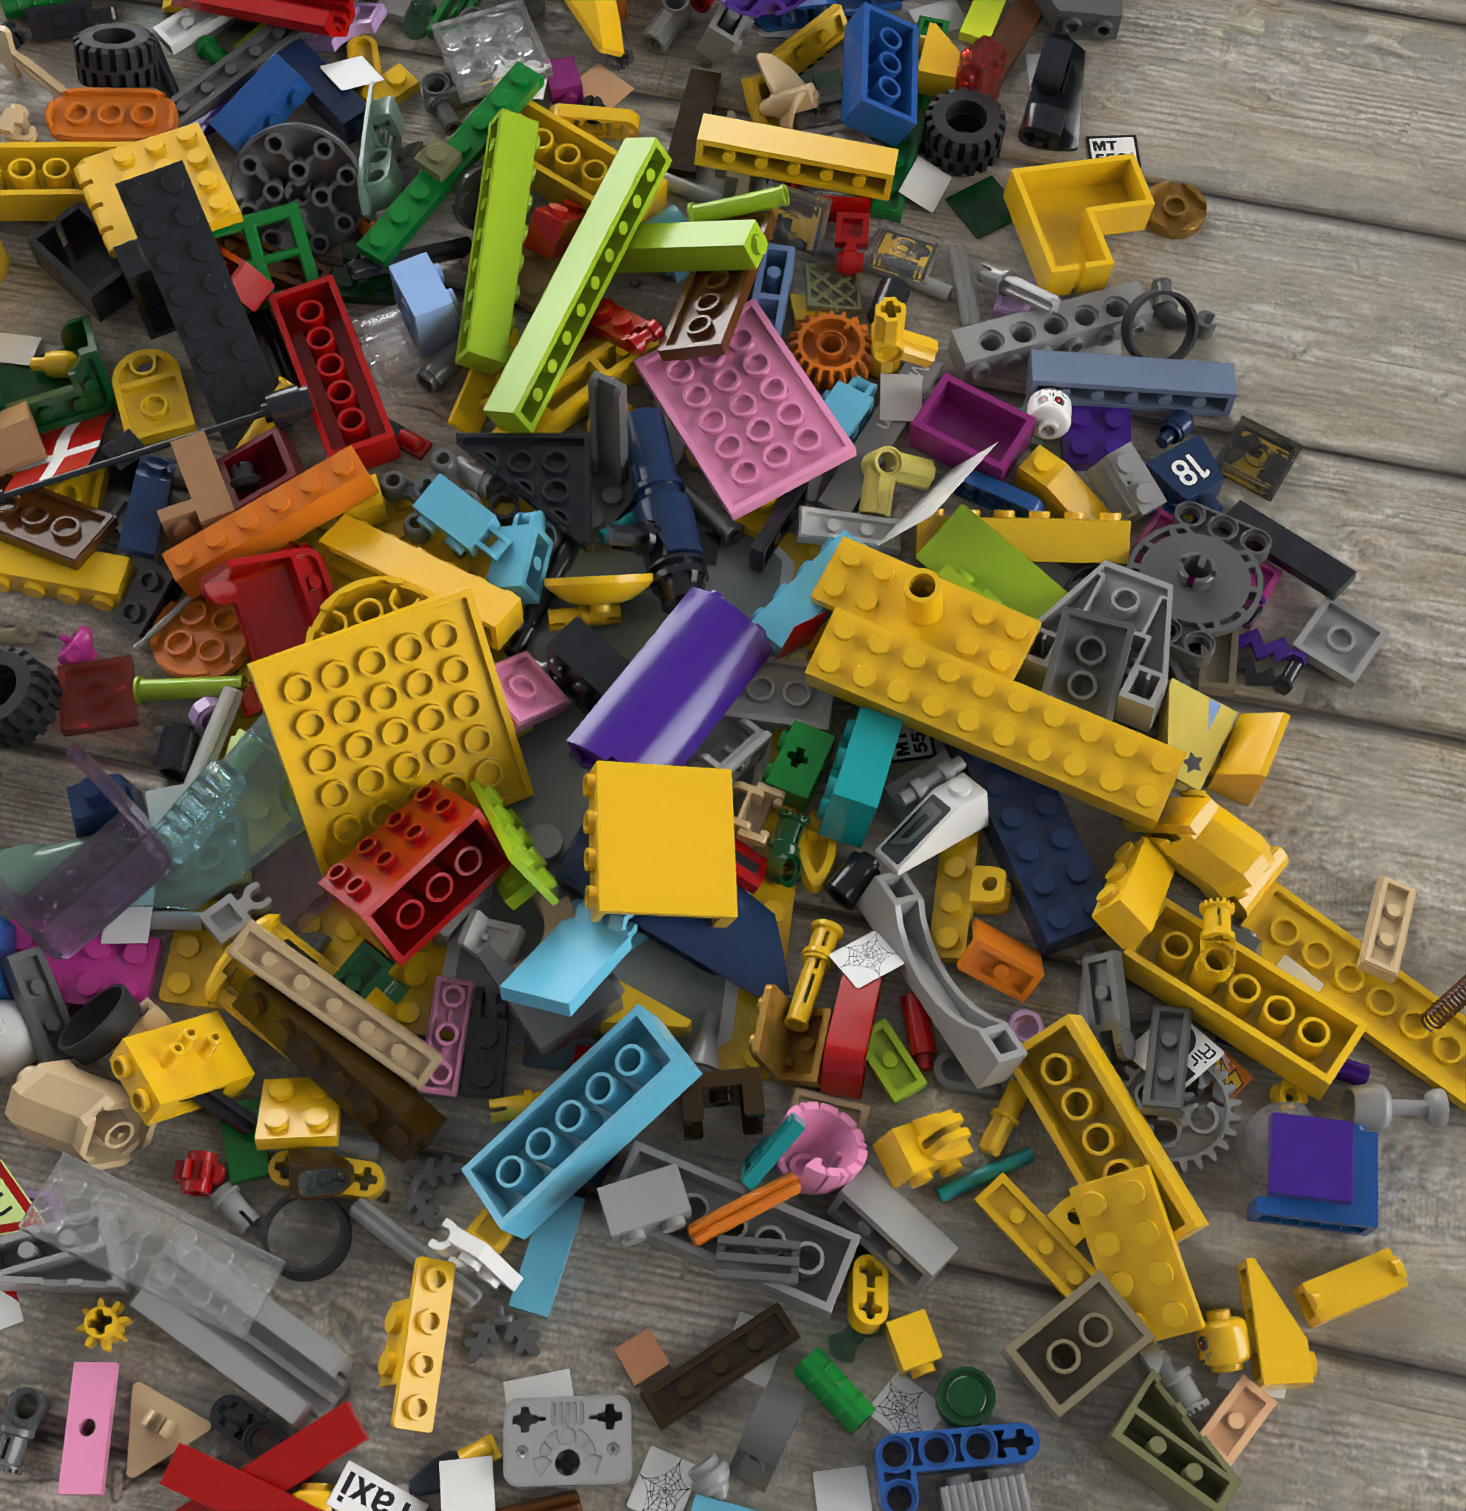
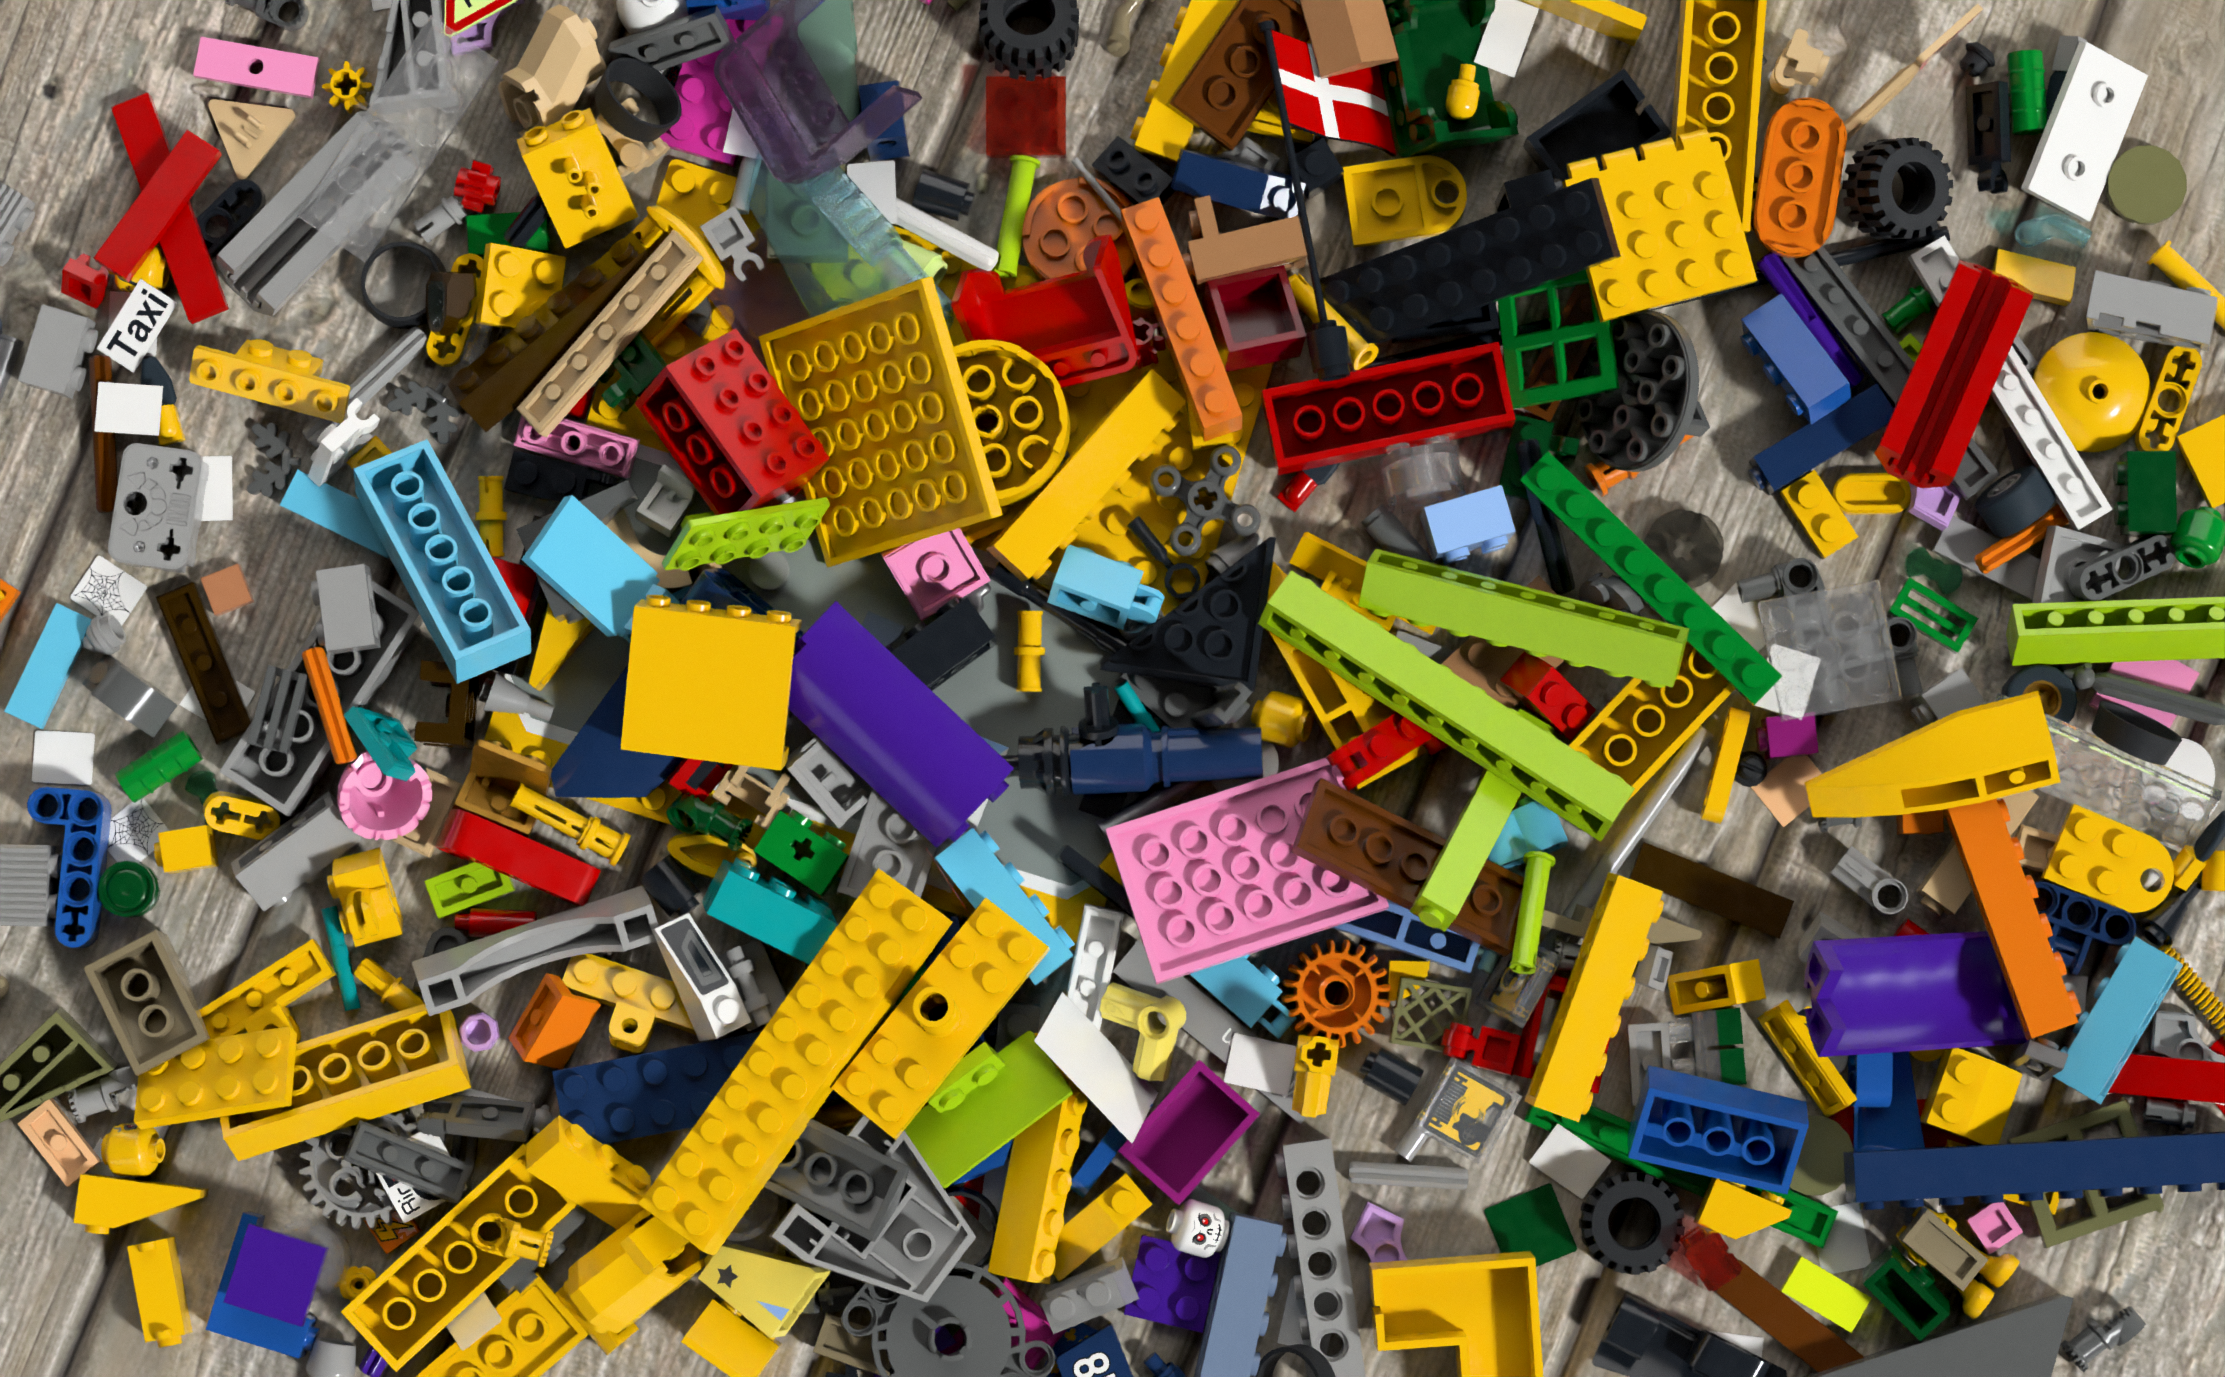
camera: 105 degrees right, 20 degrees up
(77, 647) = (1086, 98): dark pink piece -> none
(201, 712) = (981, 228): lavender tile -> none
(244, 477) = (1250, 294): black piece -> none
(249, 283) = (1528, 313): red slope -> none
(351, 73) = (1835, 474): white sticker -> none
(376, 160) = (1739, 503): sand green panel -> none
(438, 159) = (1641, 560): olive plate -> none
(460, 519) = (1146, 528): medium azure brick -> none
(599, 591) = (1050, 669): yellow dish -> none
(787, 90) = (1706, 1011): tan piece -> none
(866, 959) = (571, 880): white sticker -> none
(1009, 284) = (1390, 1224): light grey axle -> none

